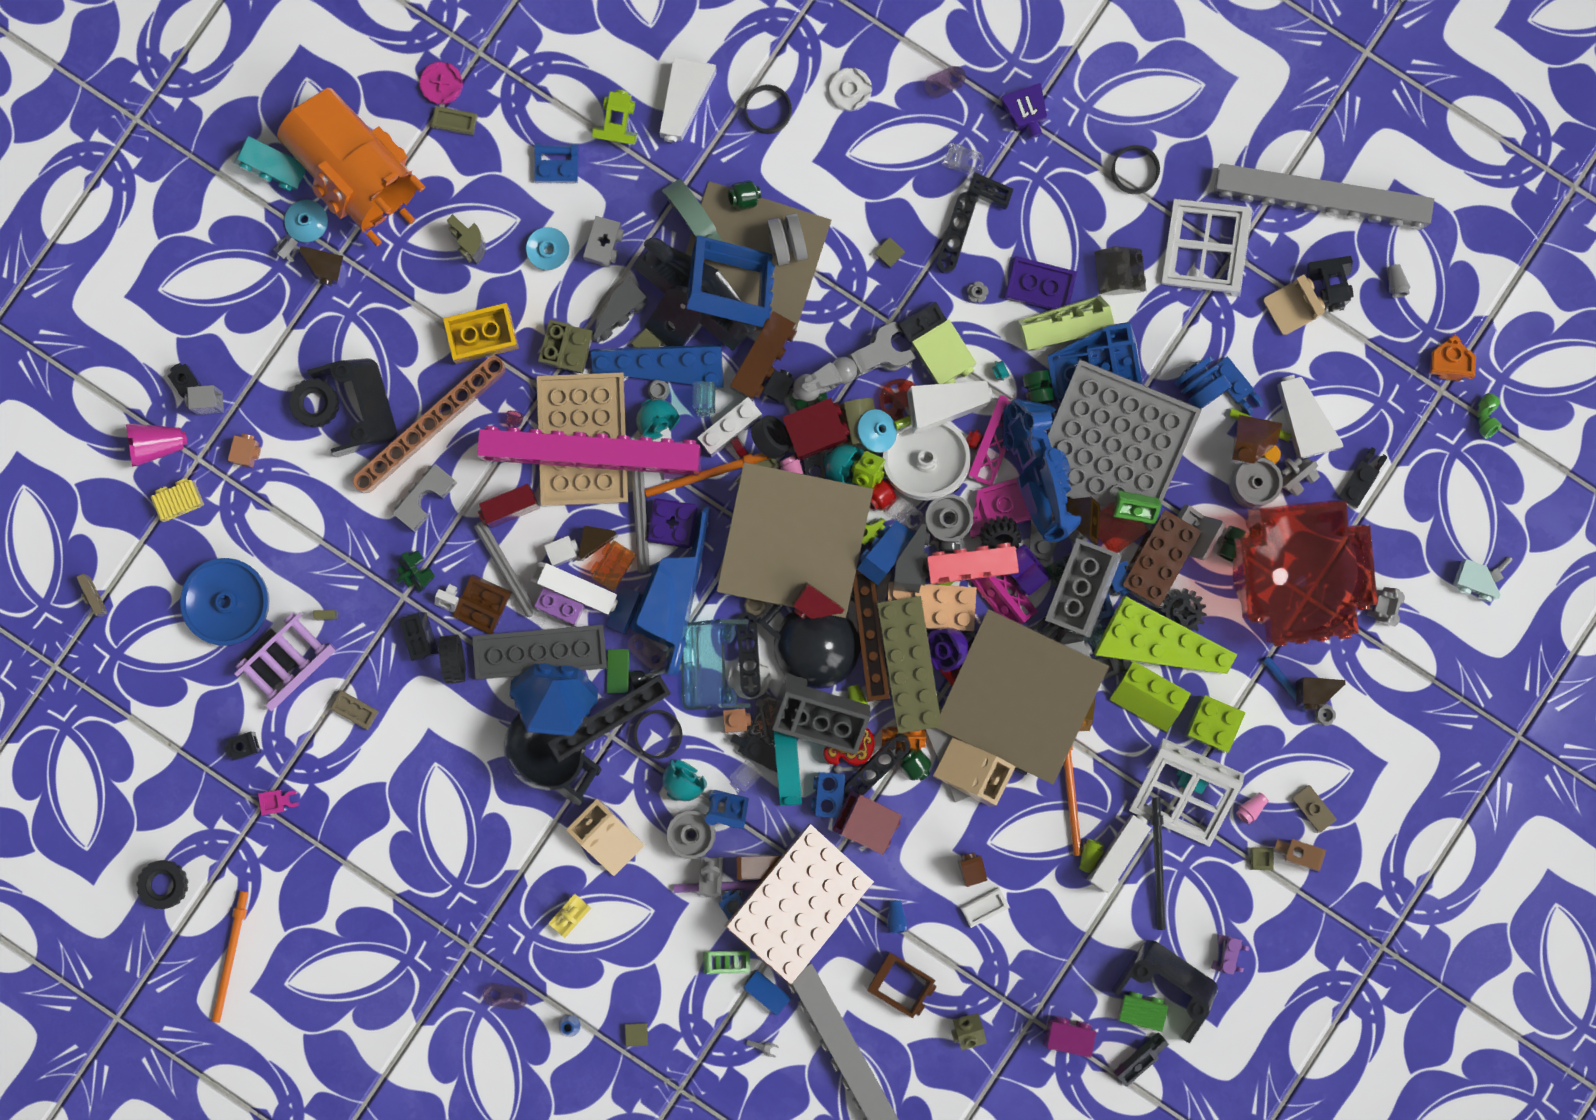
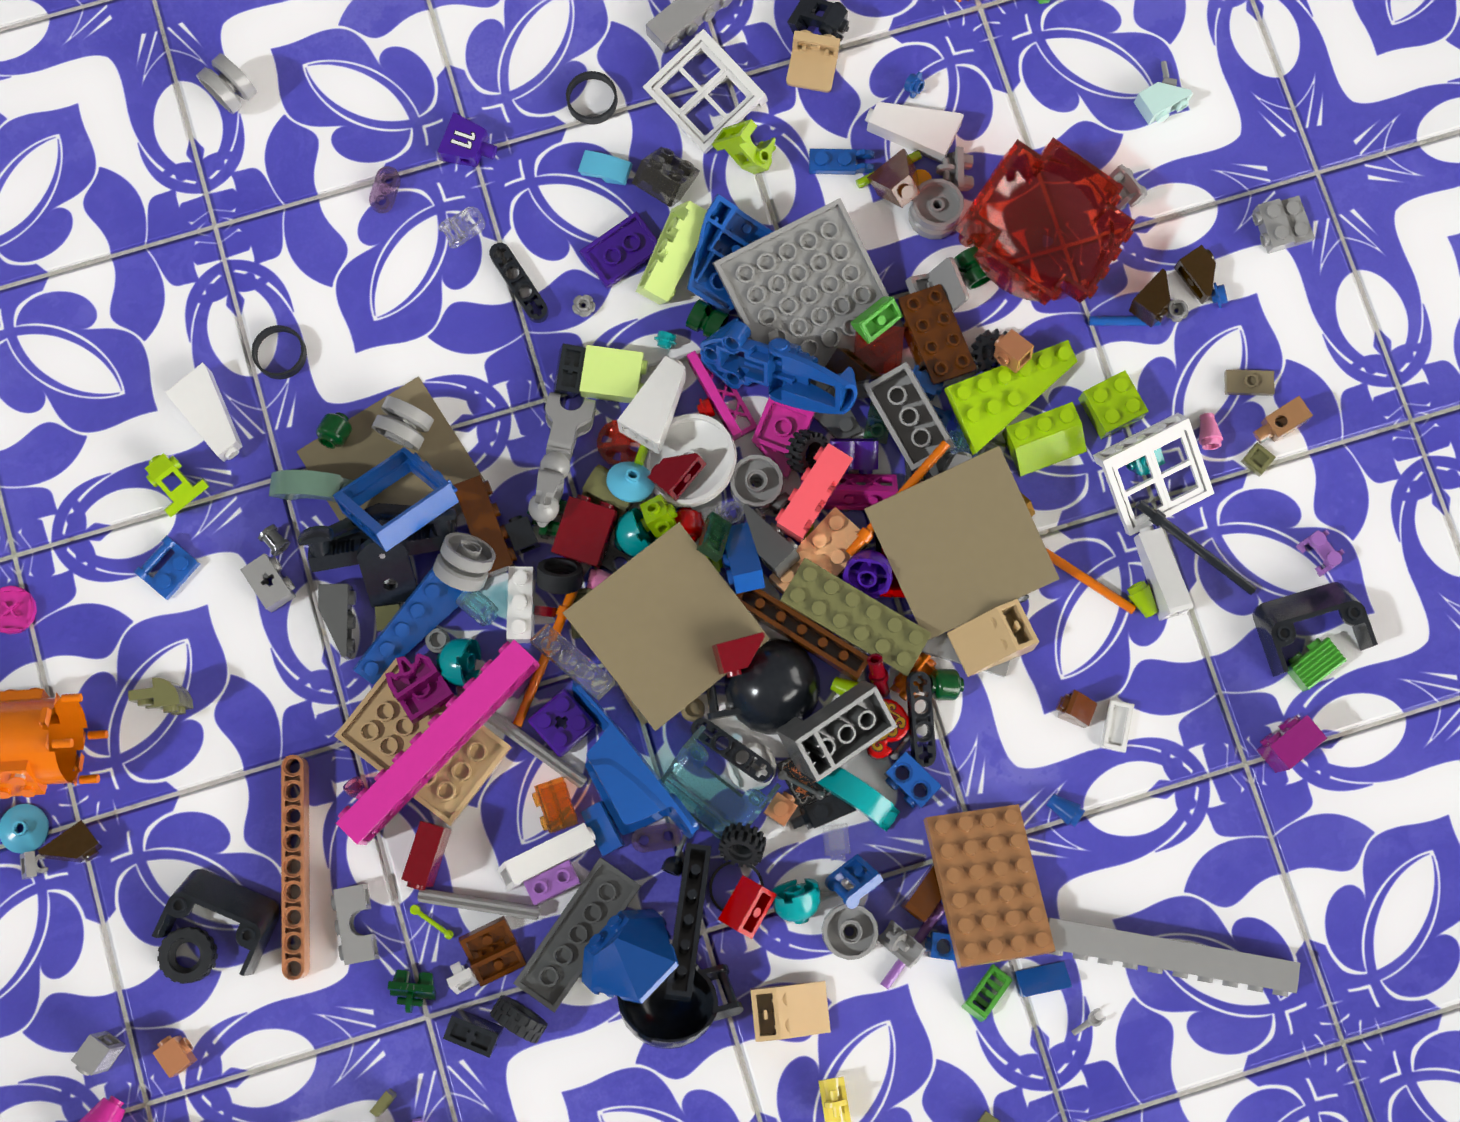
camera: 50 degrees left, 5 degrees down
(190, 381) = (53, 1054): black brick -> none
(454, 121) = (53, 625): olive tile -> none
(467, 529) = (415, 910): none -> lime hinge
(481, 333) = (254, 754): yellow brick -> none
(545, 238) = (221, 635): medium azure dish -> none
(562, 551) = (505, 840): white brick -> none
(566, 347) = (330, 689): olive brick -> none
(594, 539) = (519, 803): dark brown slope -> none
(615, 405) = (418, 687): none -> magenta plate
(618, 671) = (651, 877): bright green slope -> none
(634, 220) = (274, 540): none -> dark grey bush
(650, 751) = (747, 907): none -> red brick
(689, 714) = (751, 845): none -> black tyre
(718, 496) = (573, 661): none -> clear plate
(724, 365) = (464, 562): none -> light grey wheel
(850, 89) = (322, 271): white tile -> none
(867, 822) = (963, 766): brick -> none
(881, 974) = (1106, 862): reddish brown window -> none
(882, 713) = (878, 674): none -> dark red pin
(884, 521) = (714, 536): none -> clear green plate
(890, 252) = (488, 350): olive tile -> none
(907, 458) = (676, 473): none -> dark red slope
(968, 1031) = (1217, 827): olive brick -> none
(972, 624) = (865, 535): none -> orange bar
(989, 194) = (509, 229): black tile -> none
(1091, 223) = (605, 166): none -> medium azure slope
(1140, 1060) = (1355, 699): black hinge -> none
(1184, 308) = (738, 144): none -> lime tile
(1191, 621) = (1013, 350): none -> nougat brick
(1203, 383) = (816, 183): blue wheel -> none
(1339, 392) = (914, 84): none -> blue plate
(1361, 479) = (1000, 123): black hinge -> none
(1361, 736) = (1219, 294): none -> blue plate
(1366, 707) = (1198, 272): none -> dark brown slope
(1455, 741) = (1282, 224): none -> light grey plate

